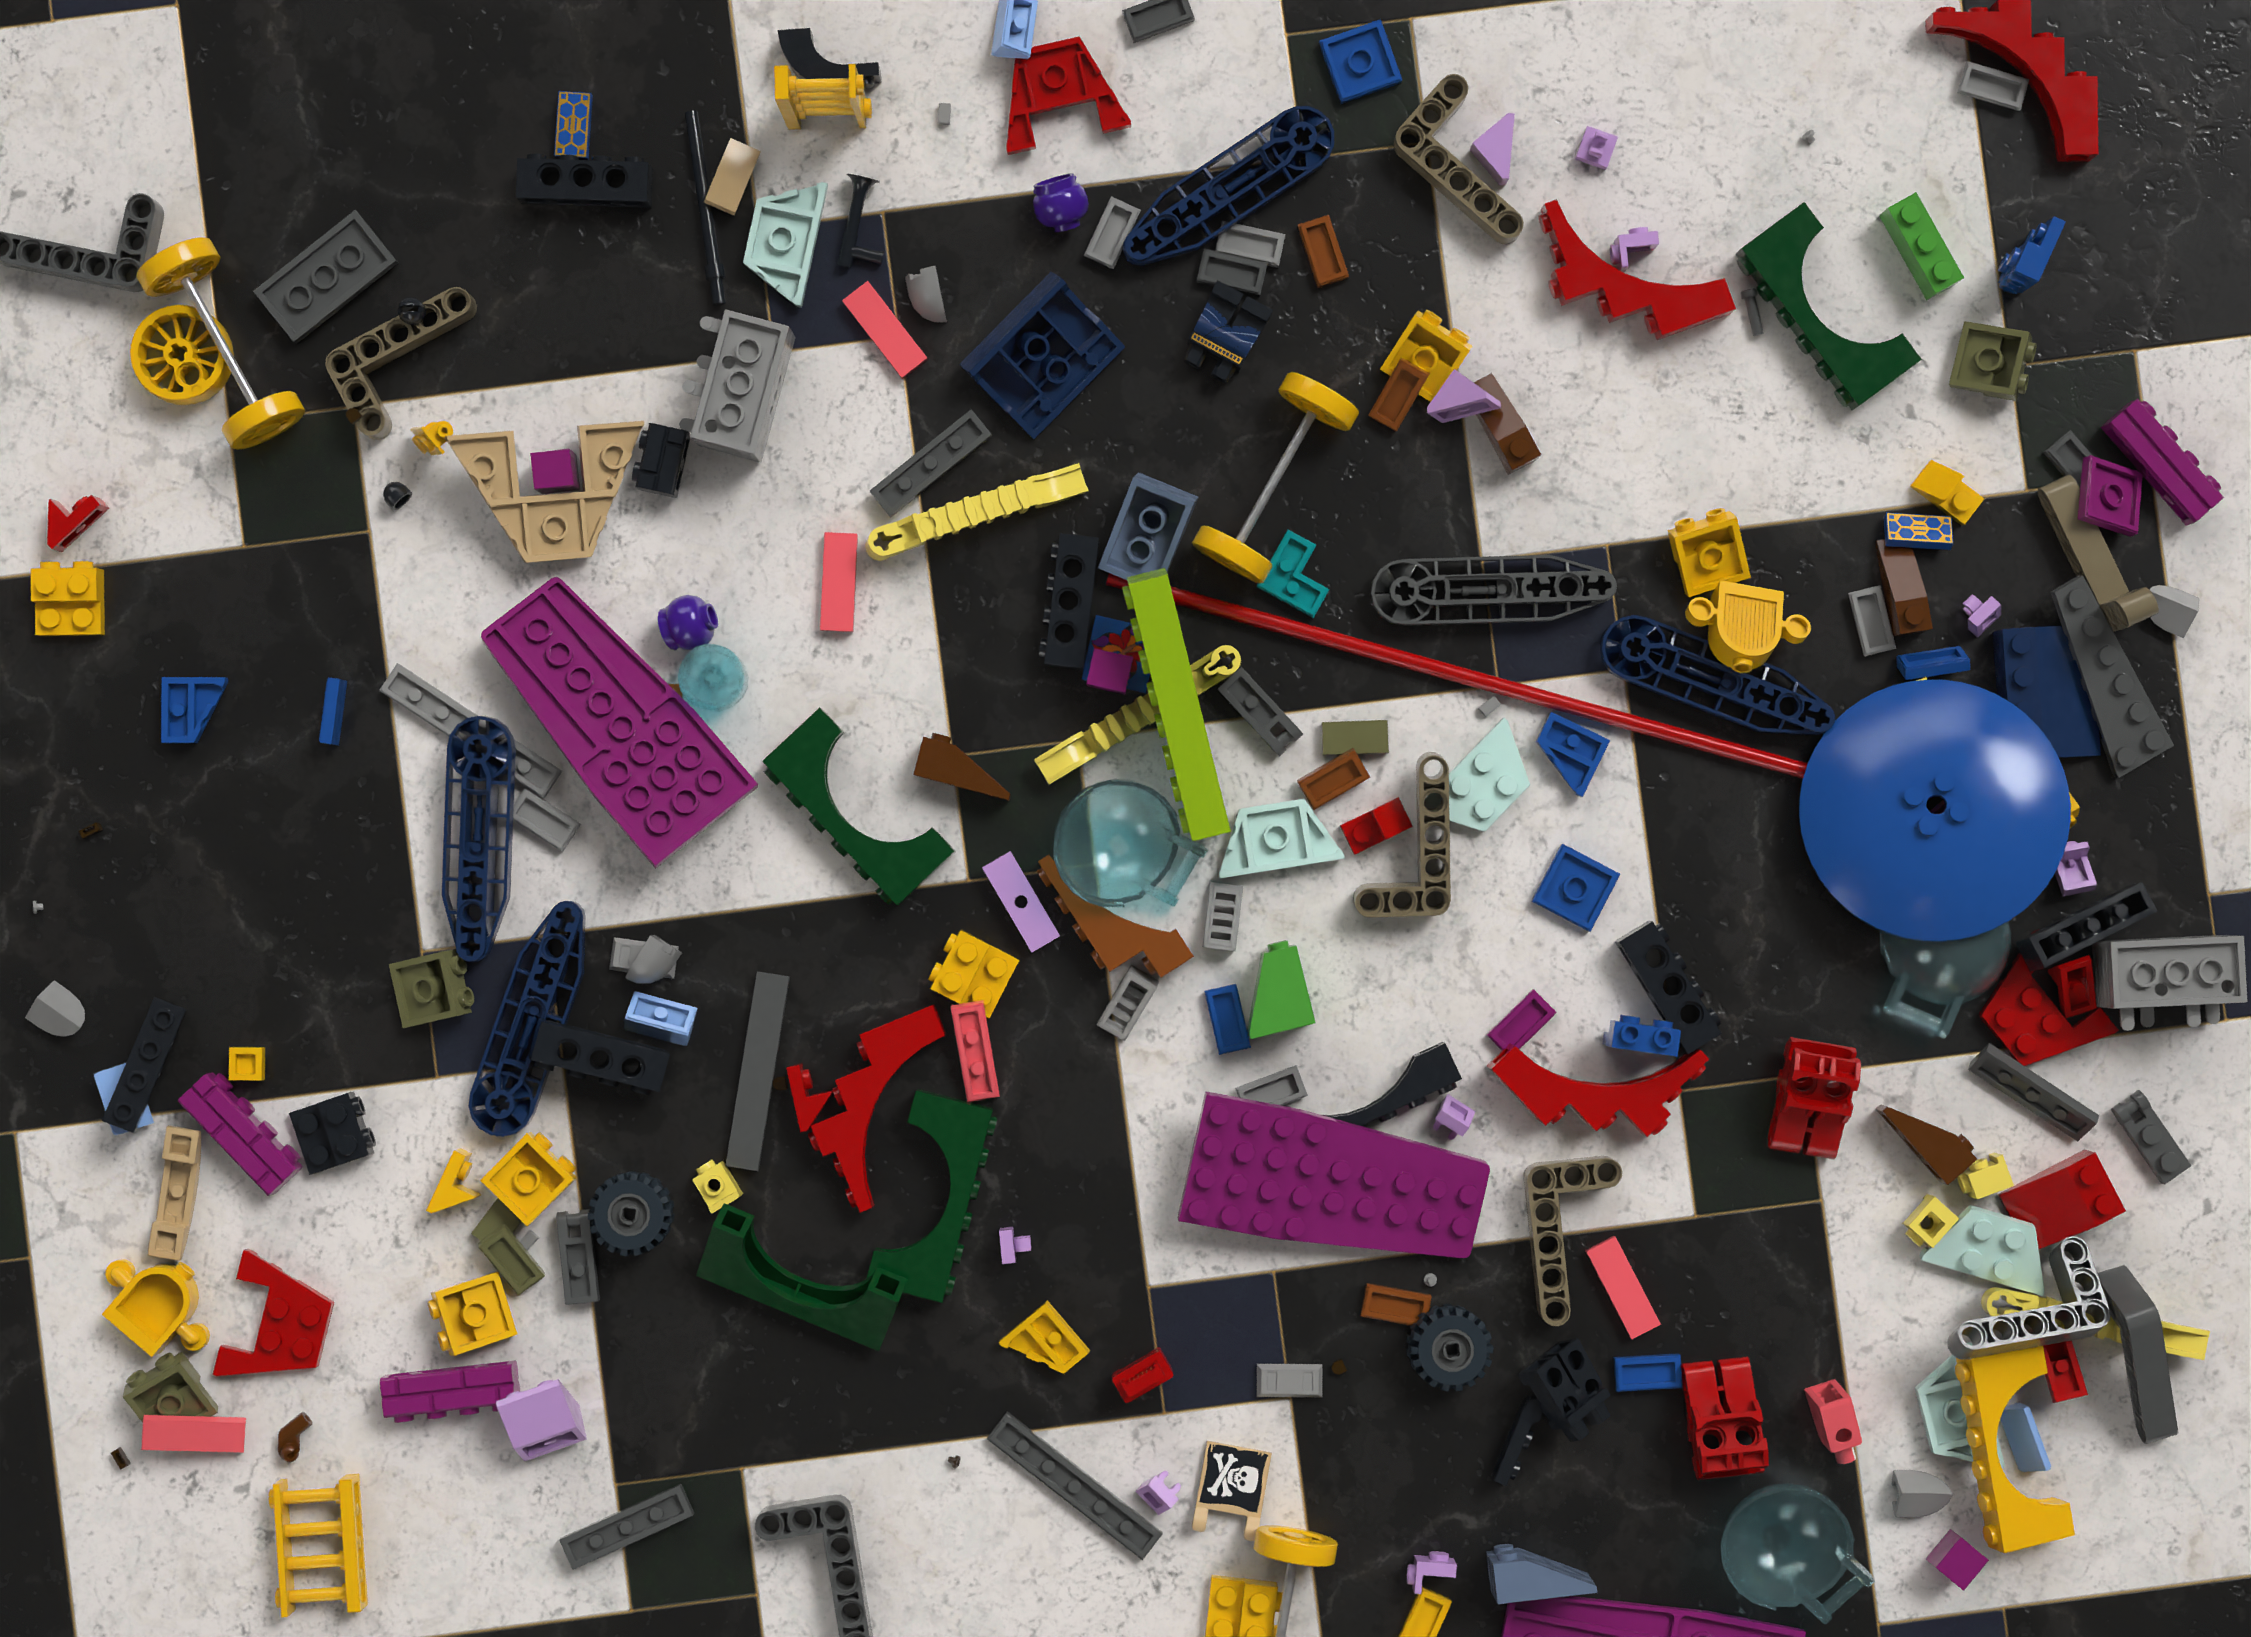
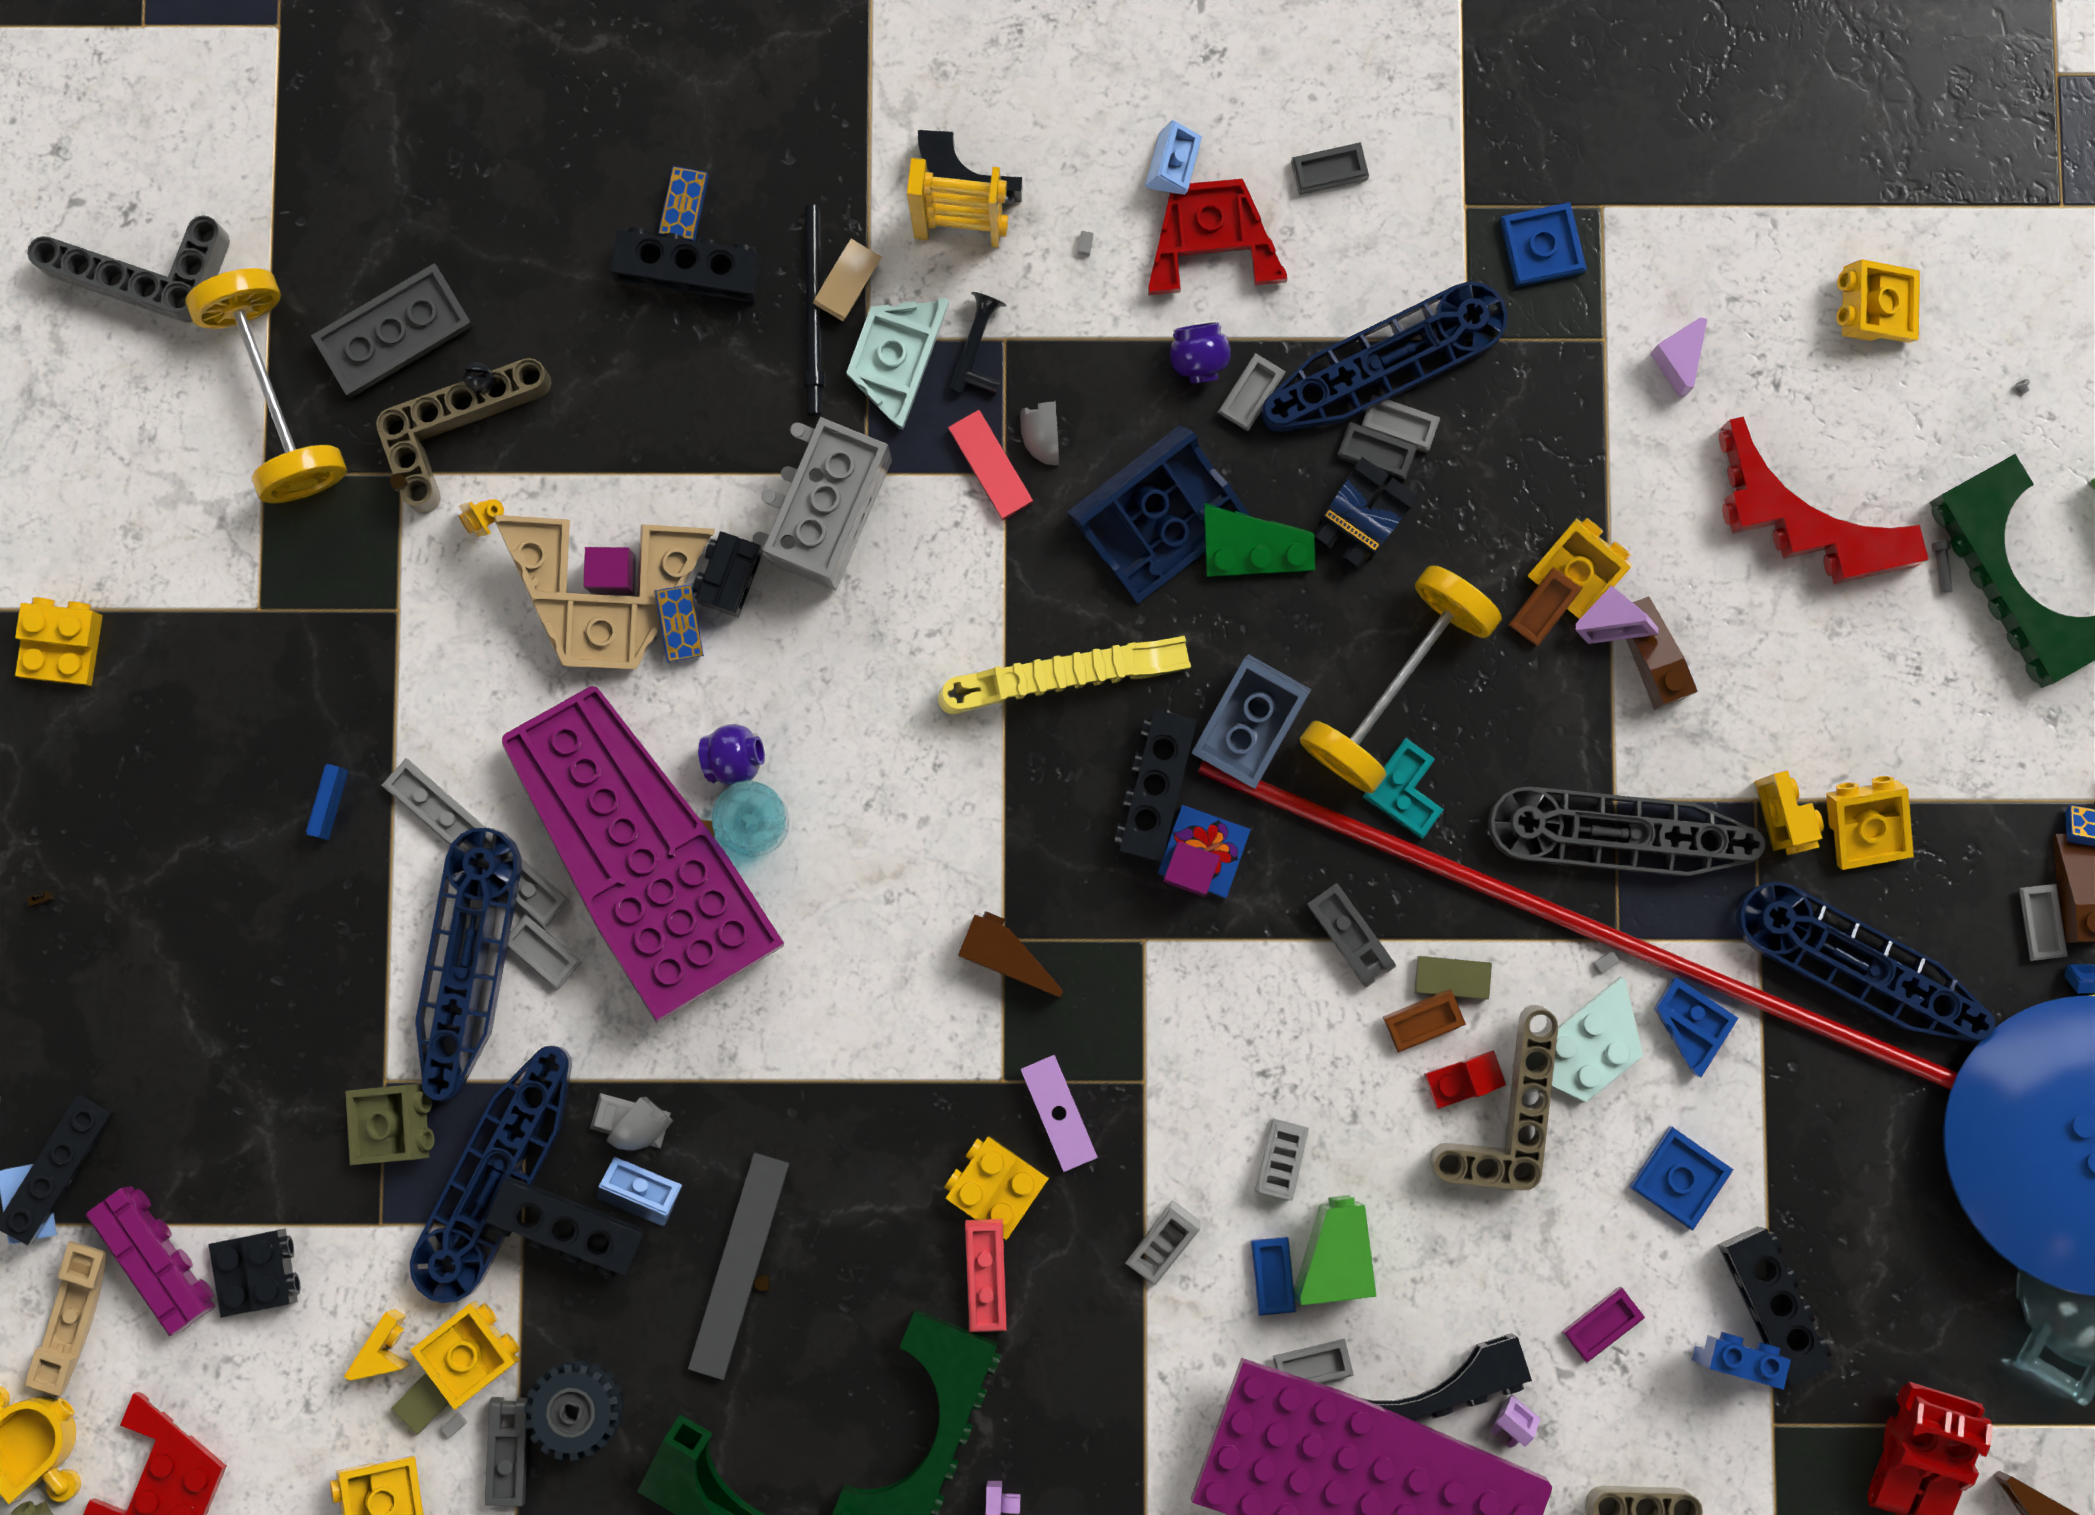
camera: 10 degrees right, 5 degrees down
(67, 527) = (68, 563): red slope -> none
(188, 706) = (169, 776): blue wing -> none
(207, 385) = (246, 429): yellow piece -> none
(247, 1063) = (170, 1182): yellow plate -> none
(396, 495) = (433, 574): black hinge -> none
(511, 1259) = (432, 1444): olive tile -> none
(624, 510) = (678, 623): none -> blue tile
(728, 1189) = (688, 1397): light yellow brick -> none
(803, 769) = (836, 933): dark green arch -> none
(806, 1105) = (788, 1312): red slope -> none
(839, 582) = (903, 732): coral tile -> none
(847, 1132) = (828, 1348): red arch -> none
(930, 463) = (1021, 615): dark grey plate -> none
(1113, 936) = (1156, 1165): dark orange arch -> none
(1120, 844) = (1179, 1063): clear light blue windscreen -> none
(1129, 720) = (1220, 918): light yellow piece -> none
(1130, 373) = (1252, 546): none -> green wing
(1178, 703) = (1264, 916): lime brick -> none
(1277, 838) = (1353, 1079): light aqua wing -> none
(1323, 251) = (1479, 441): dark orange tile -> none
(1451, 166) = (1631, 368): dark tan beam -> none
(1596, 147) = (1789, 368): lavender tile -> none
(1596, 1103) = (1680, 1427): red arch -> none
(1637, 240) = (1823, 473): lavender bracket -> none
(1638, 564) = (1788, 824): none -> yellow plate
(1670, 76) = (1879, 301): none -> yellow plate
(1745, 624) = (1905, 907): yellow piece -> none

